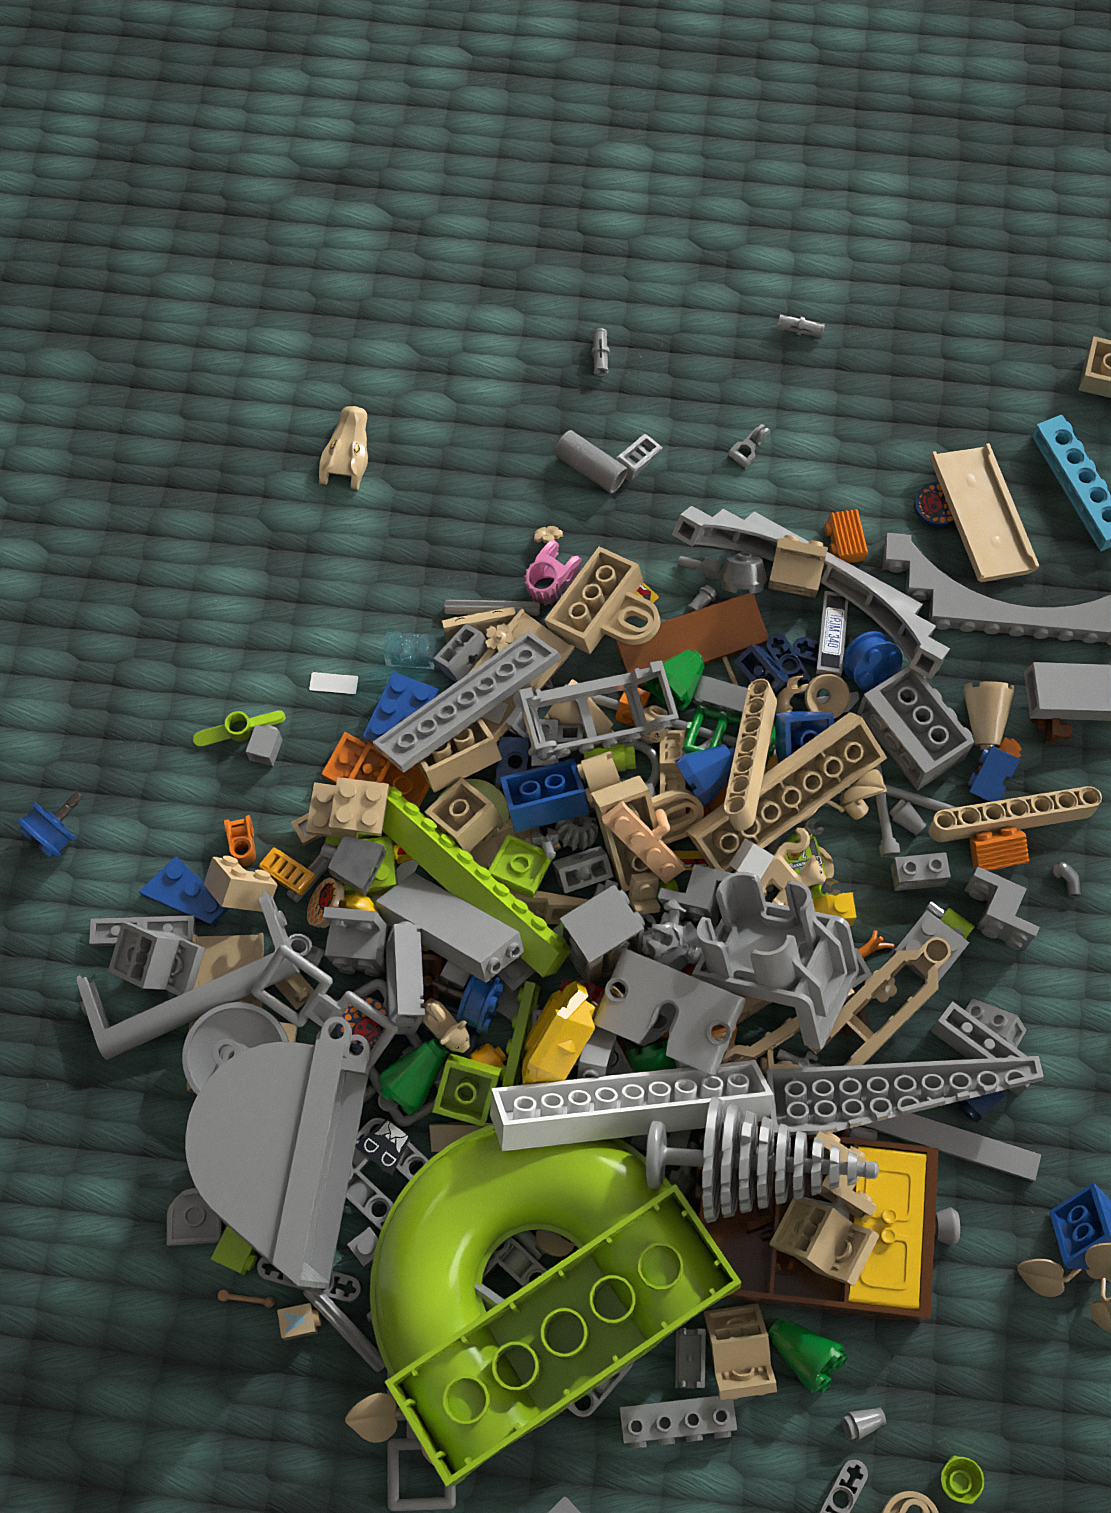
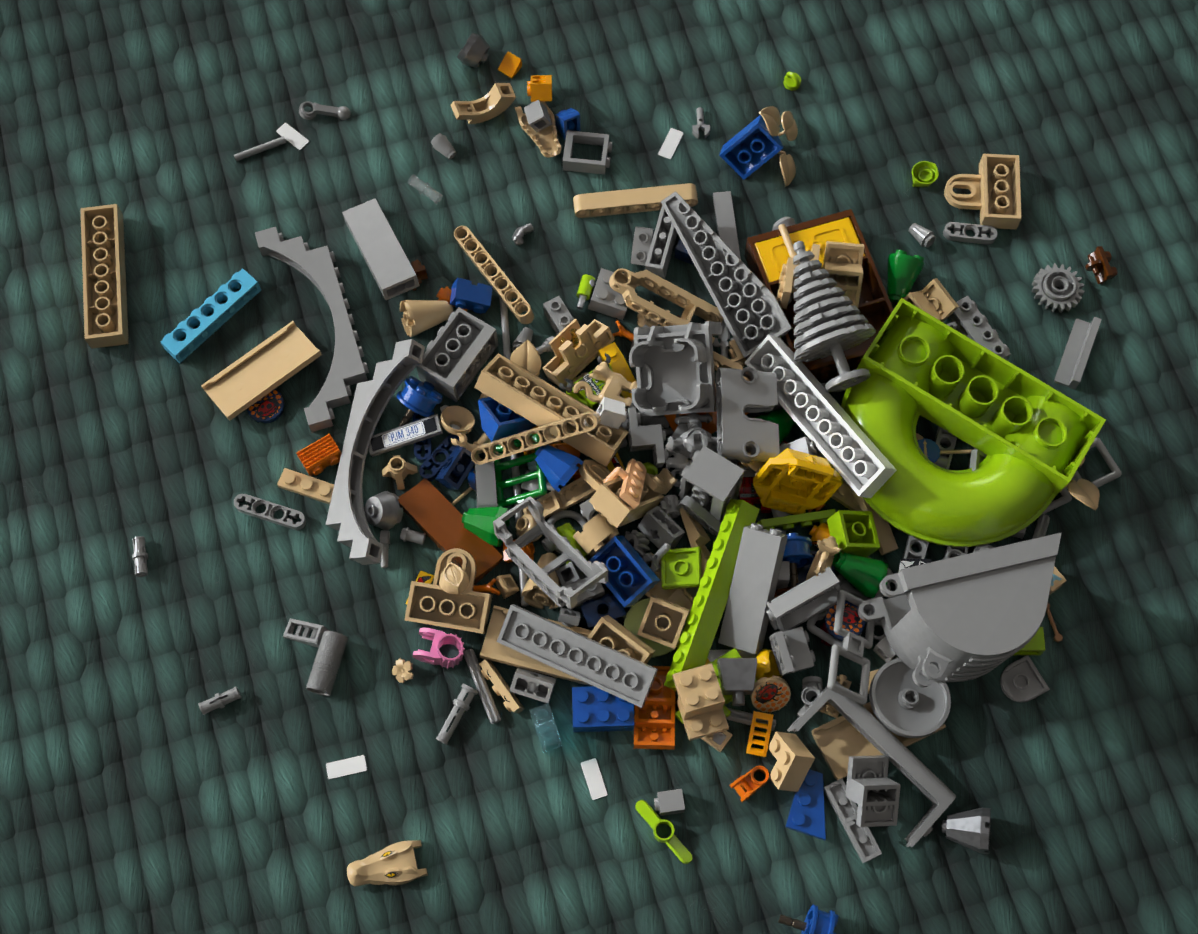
camera: 115 degrees left, 0 degrees up
(58, 1054) = (969, 829): none -> flat silver cone
(471, 448) = (346, 767): none -> white sticker
(478, 575) = (444, 736): none -> light grey pin
(499, 638) = (511, 660): tan plant -> none
(533, 1248) = (932, 451): none -> blue piece
(596, 672) = (506, 585): none -> tan slope
(602, 654) = (487, 588): none -> orange bar
(618, 608) = (453, 579): none -> tan hat
(759, 435) = (252, 549): light grey piece -> none
(791, 612) = (398, 470): none -> tan rock
(797, 566) = (367, 469): tan bracket -> none
(802, 469) = (271, 508): none -> light grey beam
(817, 512) = (306, 485): none -> tan plate
(866, 870) = (575, 349): none -> tan piece
(899, 1196) = (787, 240): none -> tan bar
(999, 848) = (523, 276): orange brick -> none
(999, 914) = (566, 260): light grey bracket -> none
(1065, 1045) = (630, 200): none -> tan beam

